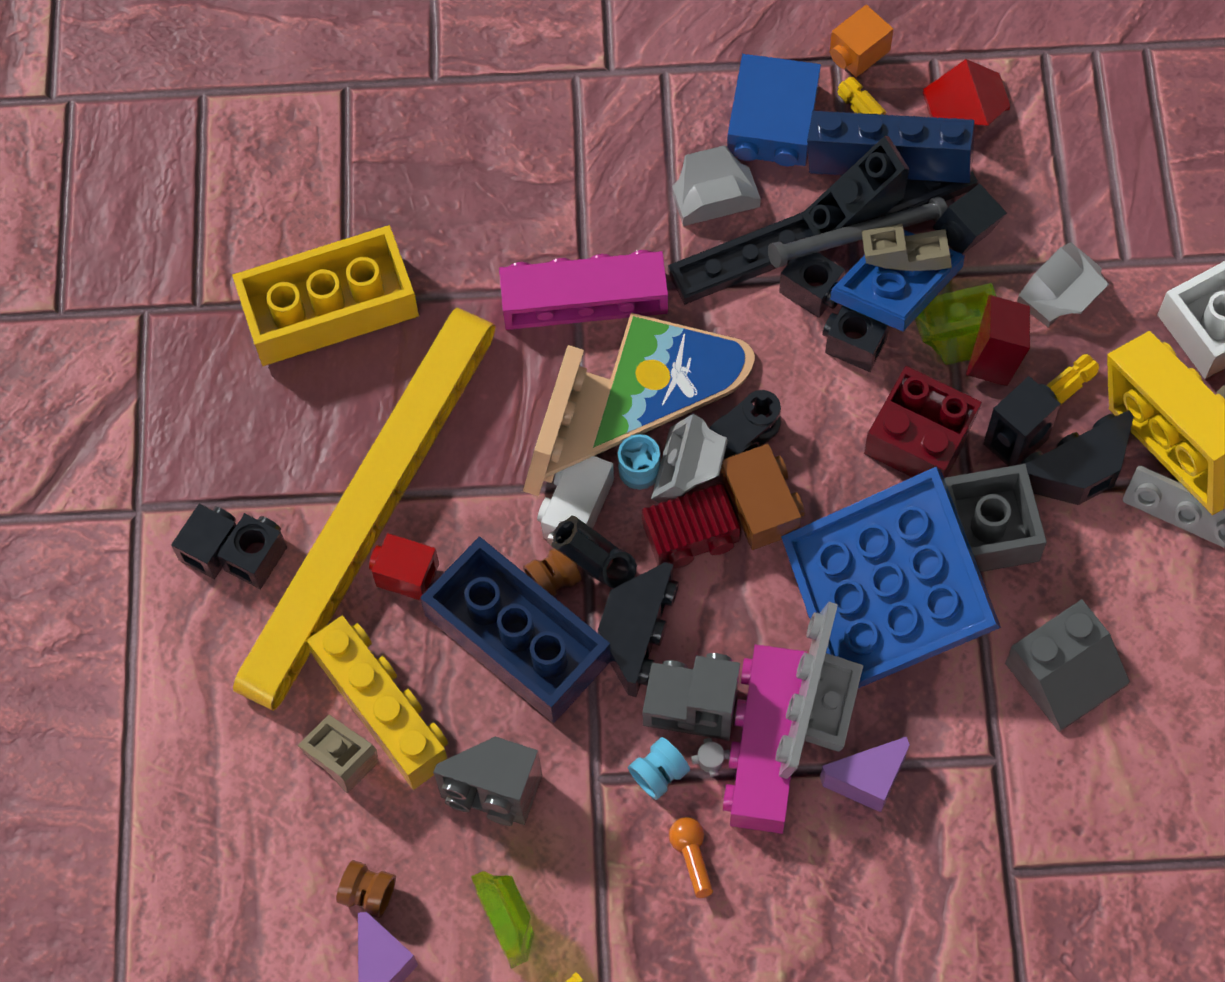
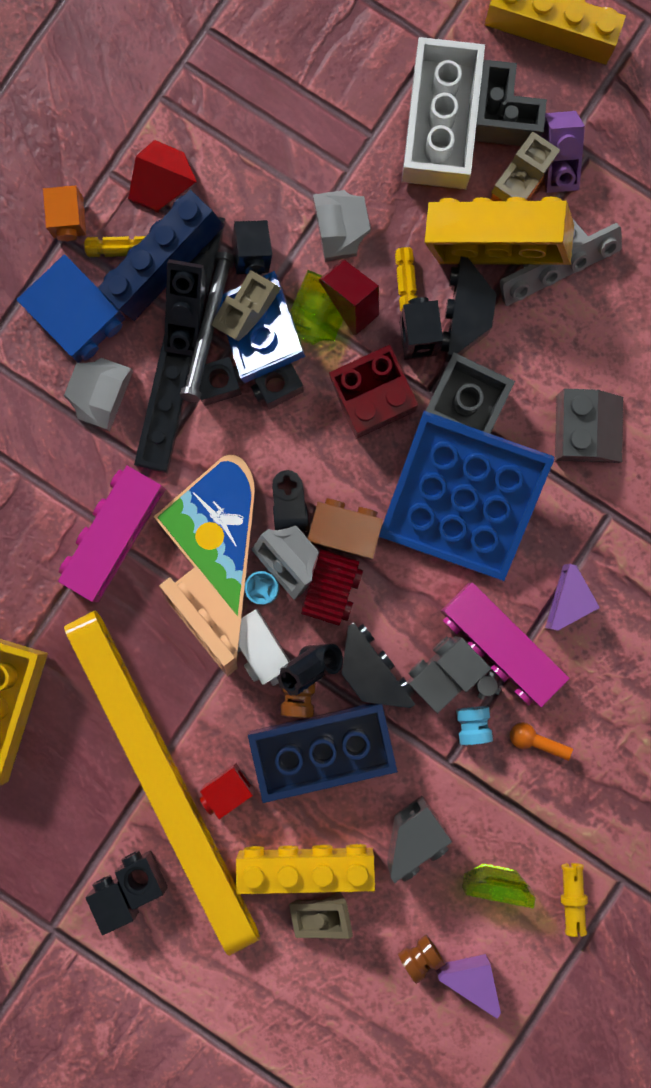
camera: 55 degrees left, 20 degrees up
(825, 698) = (512, 597): light grey bracket -> none

